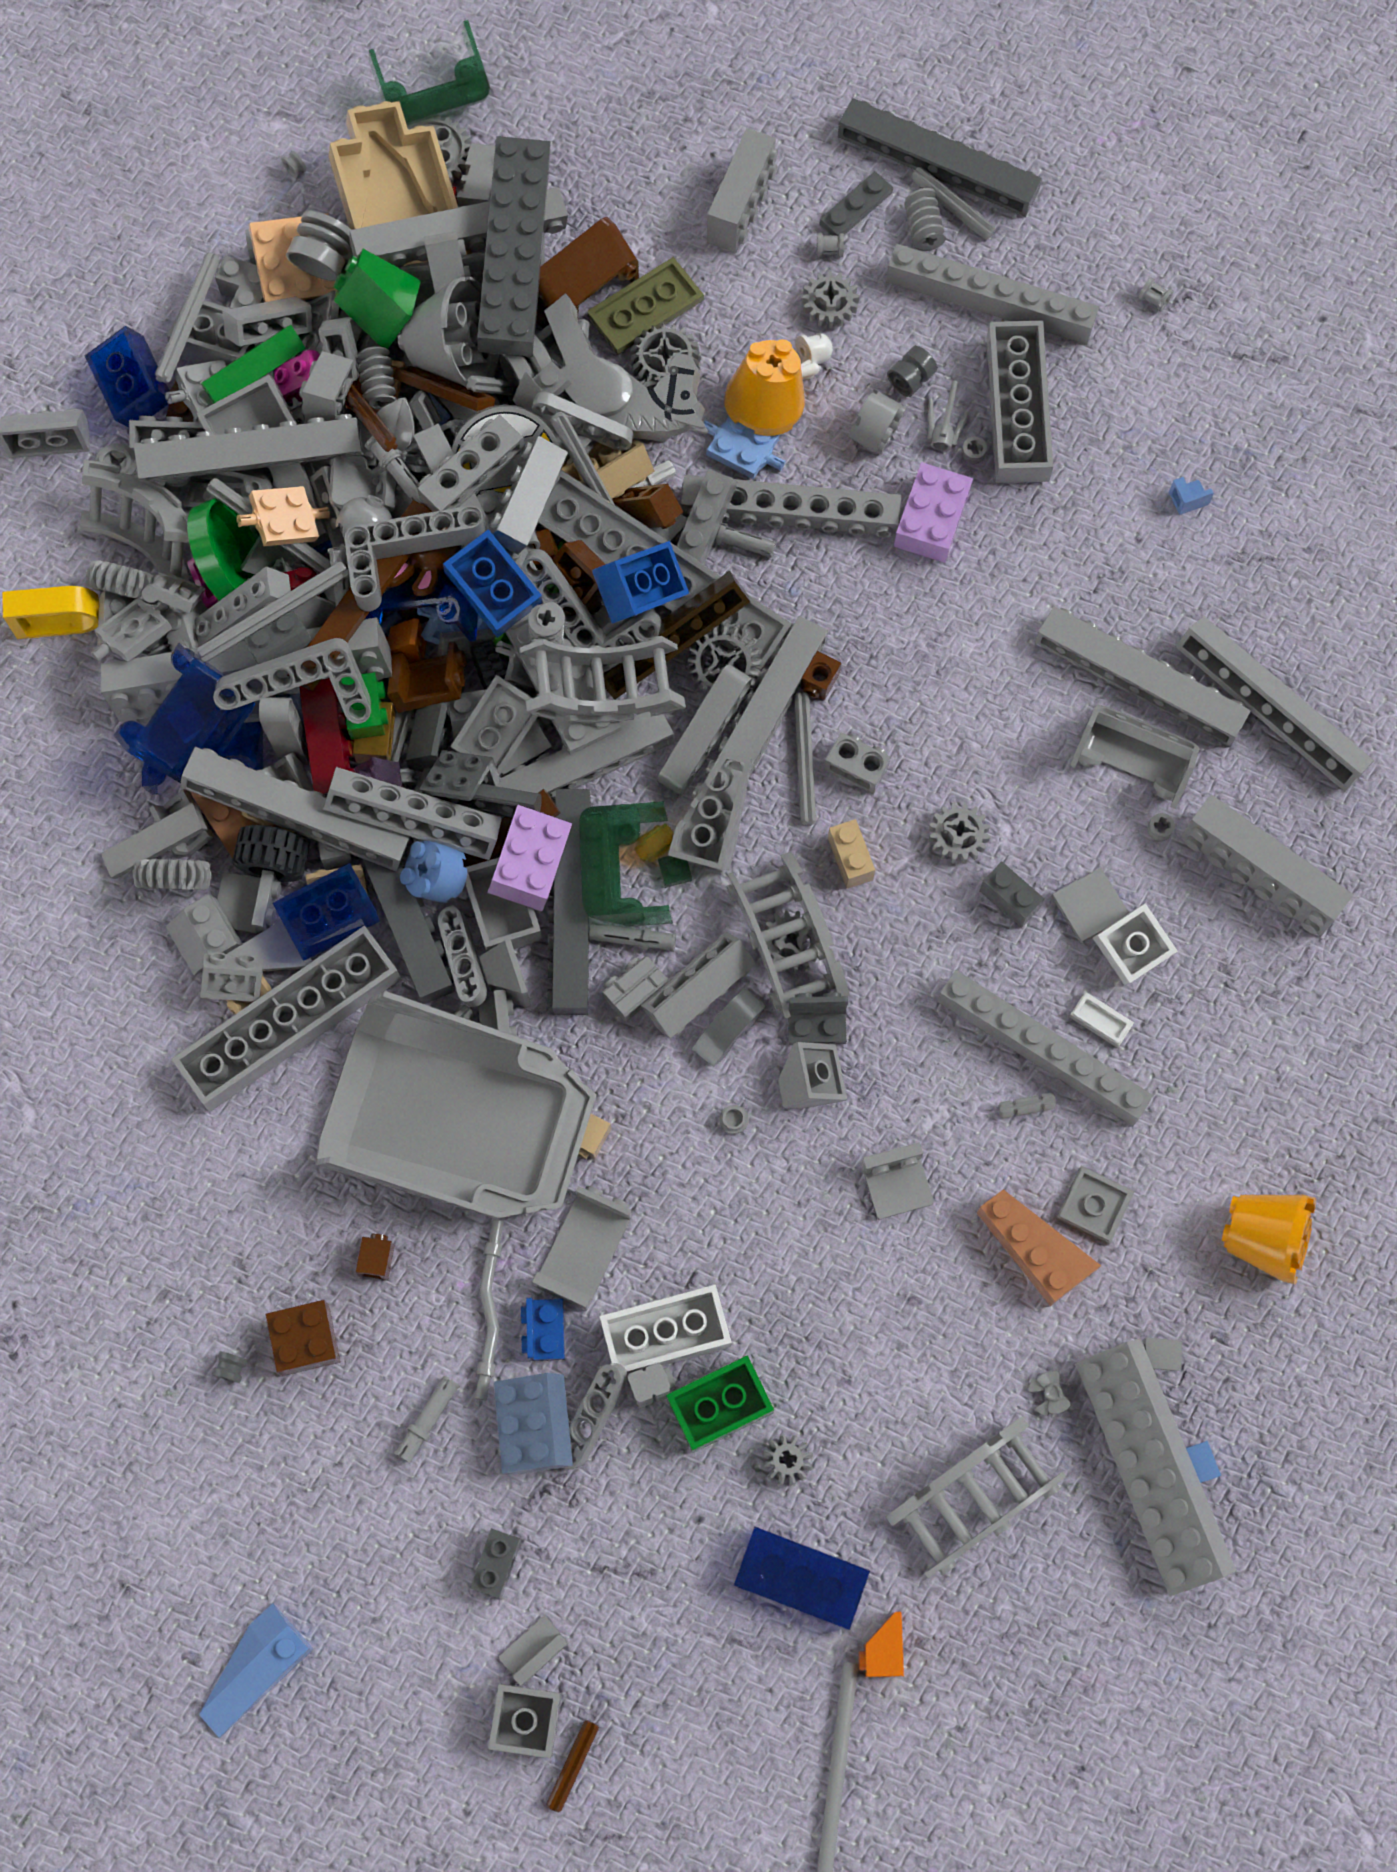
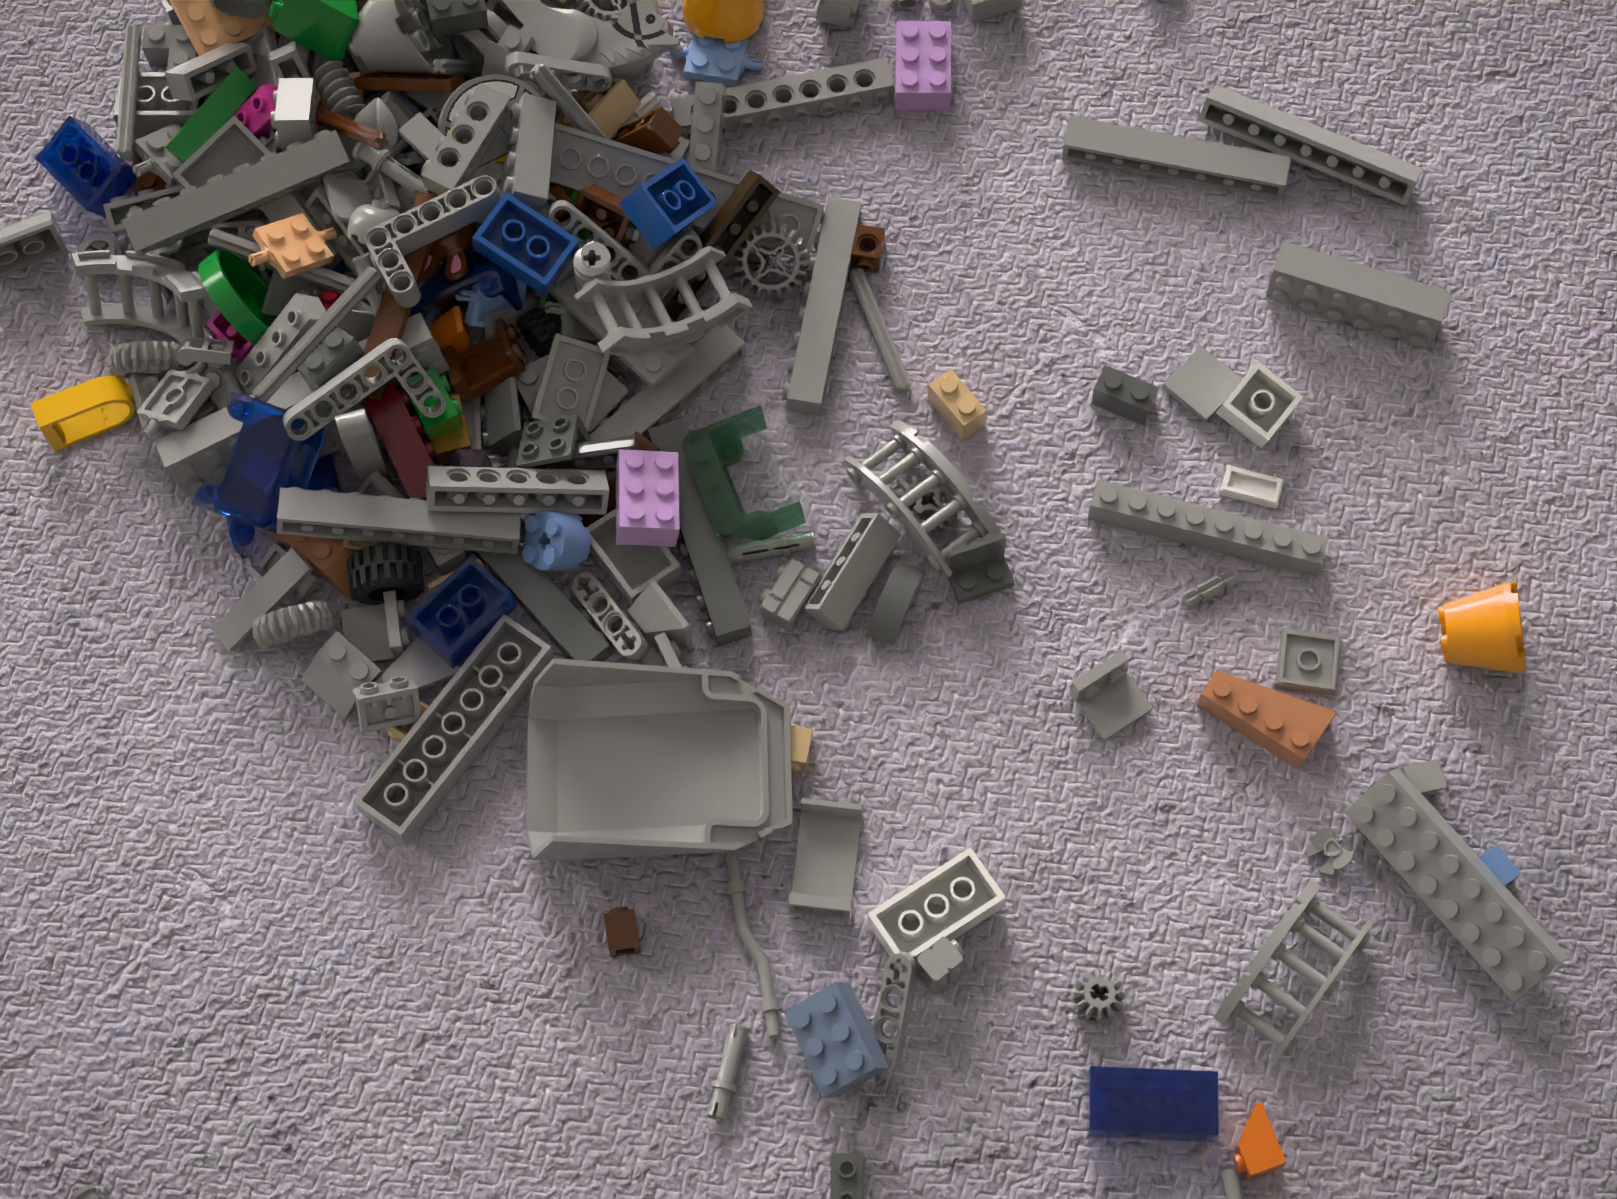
camera: 15 degrees left, 5 degrees down
(229, 1367) = (512, 1085): dark grey wheel -> none
(302, 1338) = (577, 1032): reddish brown brick -> none
(544, 1329) = (815, 949): blue bracket -> none
(654, 843) = (762, 452): clear yellow brick -> none
(674, 871) = (789, 472): clear green plate -> none
(704, 729) = (774, 330): light grey beam -> none
(713, 821) = (812, 410): light grey wedge -> none
(720, 1404) = (1014, 962): green brick -> none
(733, 1119) = (930, 690): light grey plate -> none
(745, 541) = (750, 145): light grey pin -> none
(811, 1076) = (992, 625): light grey slope -> none
(853, 768) = (931, 325): light grey brick -> none
(947, 830) = (1050, 365): light grey gear -> none
(1138, 750) = (1198, 227): light grey windscreen -> none
(1167, 820) = (1248, 284): light grey bush -> none

